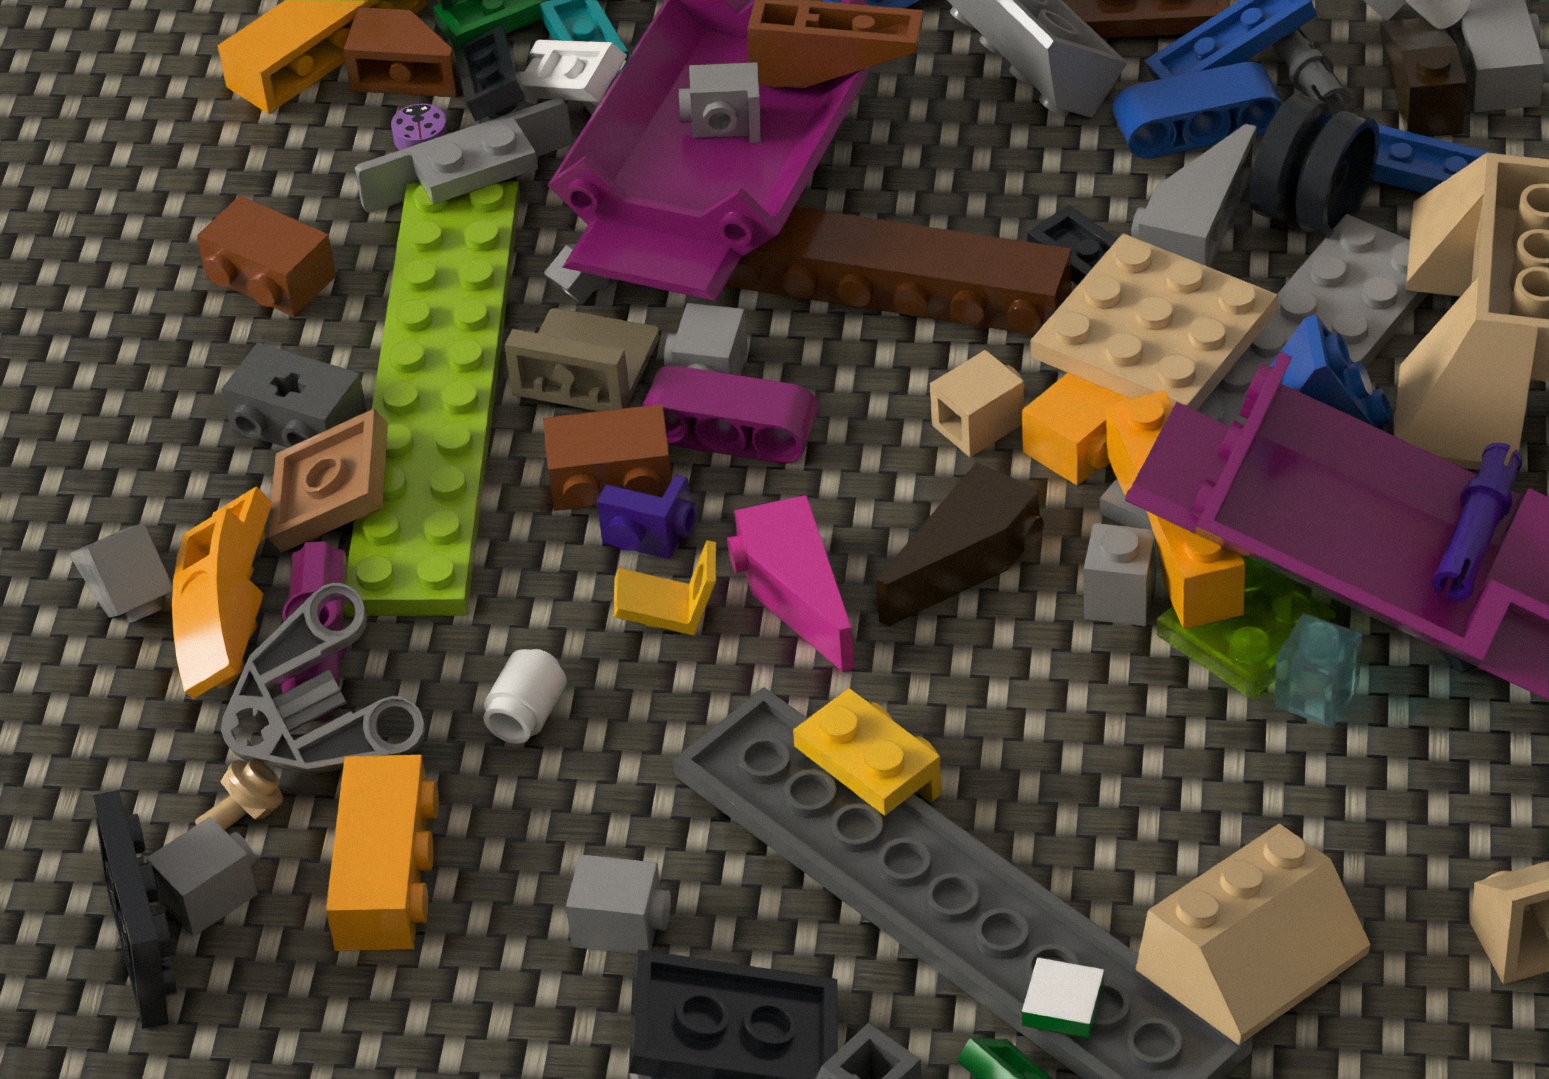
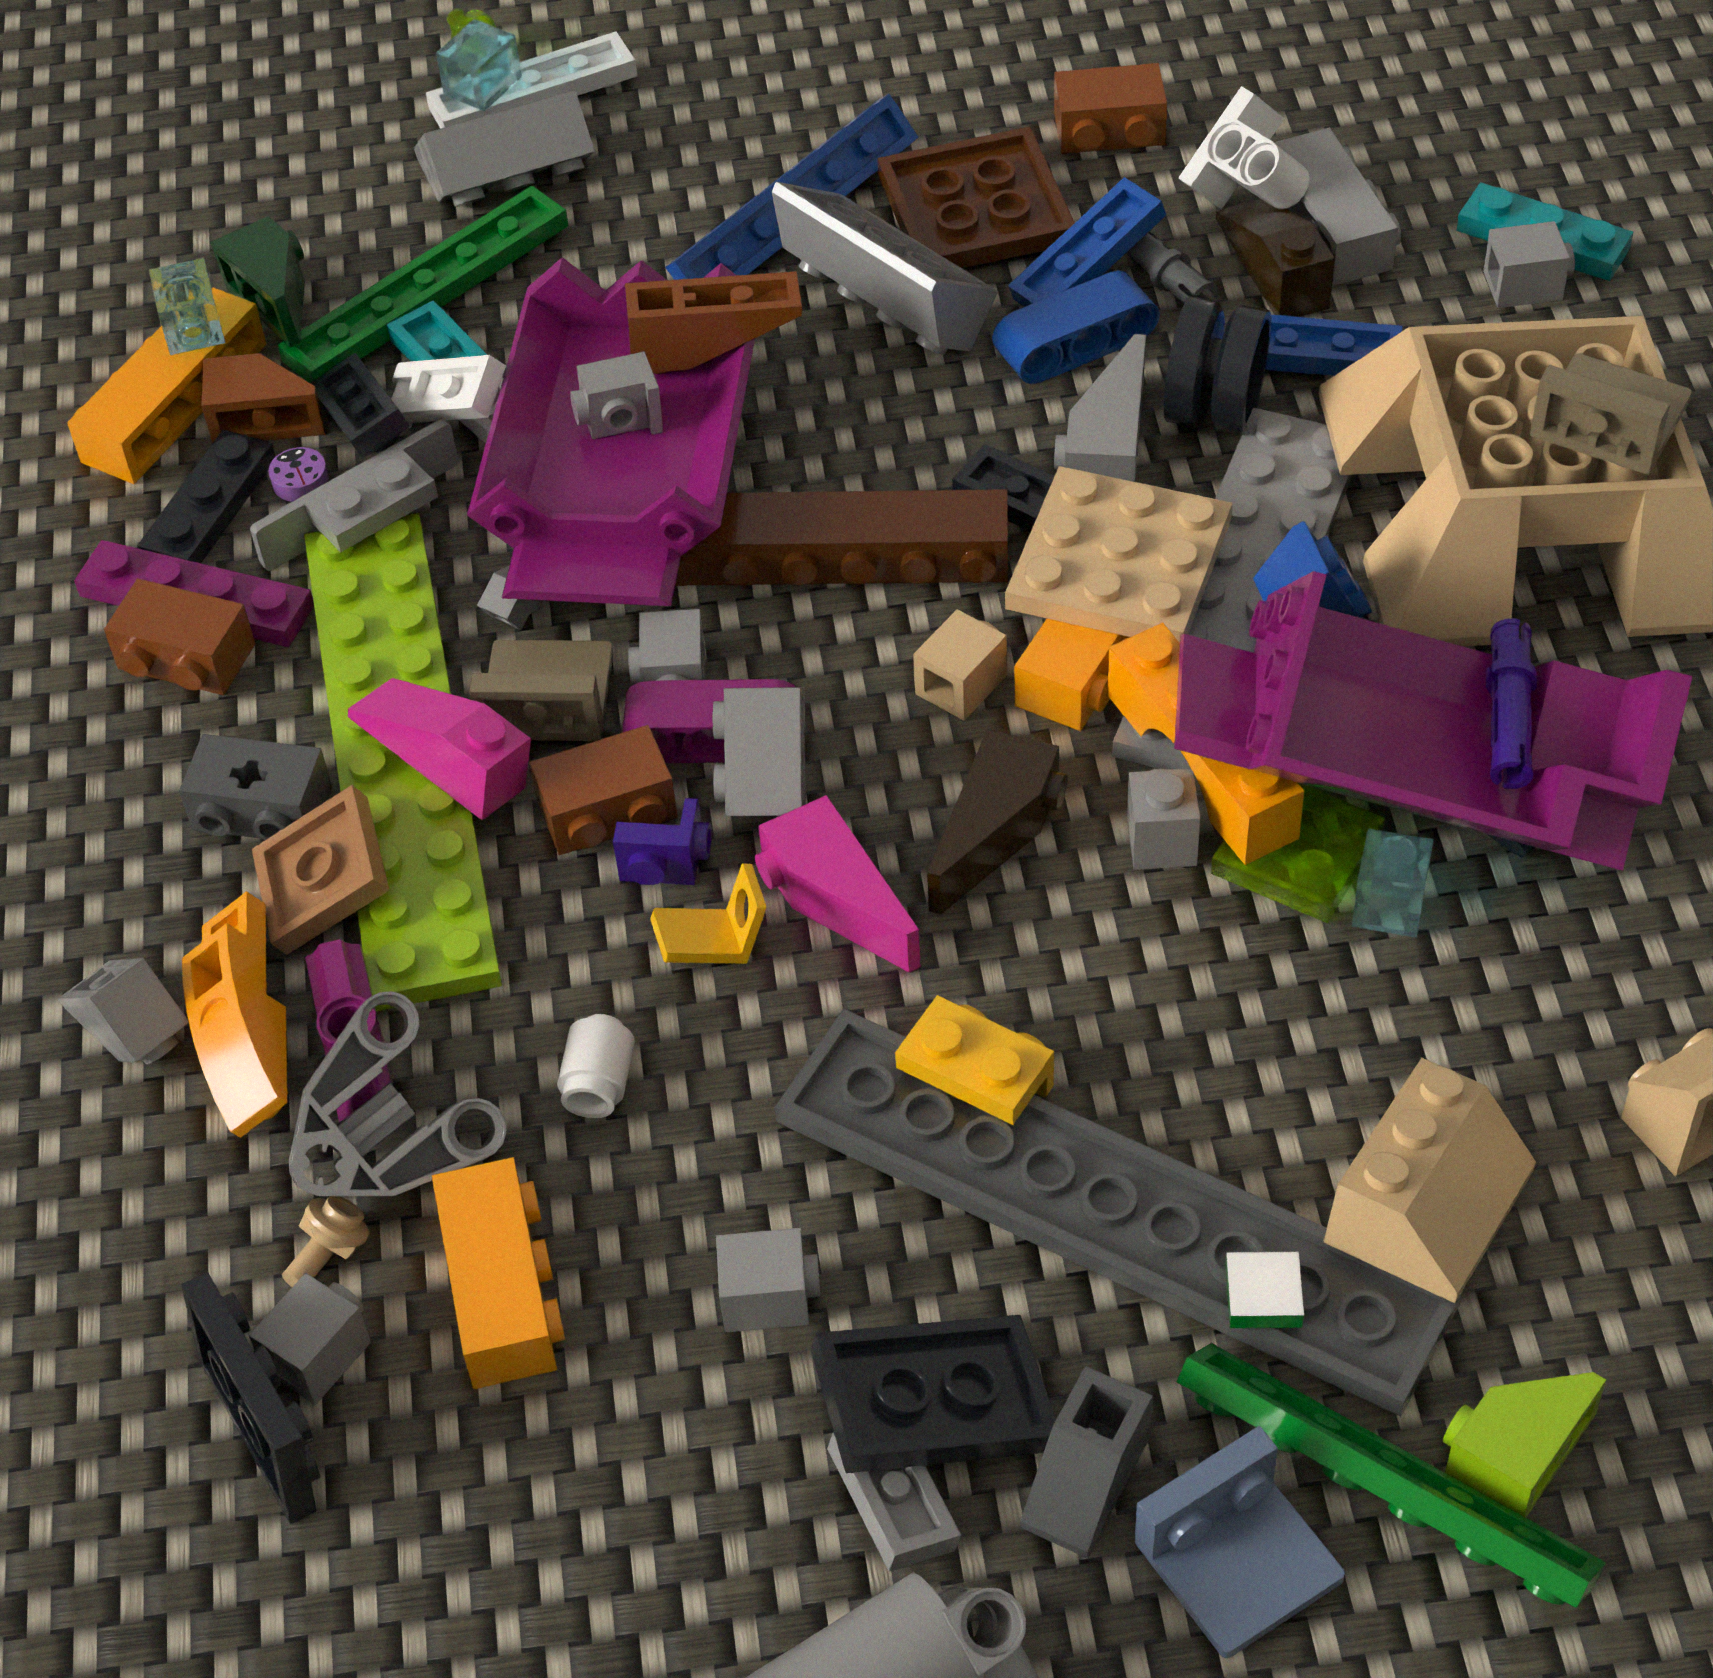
camera: 15 degrees left, 5 degrees up
(328, 140) = (209, 497): none -> black plate
(356, 245) = (272, 607): none -> magenta plate
(477, 389) = (449, 741): none -> dark pink slope
(758, 443) = (761, 749): none -> light grey brick

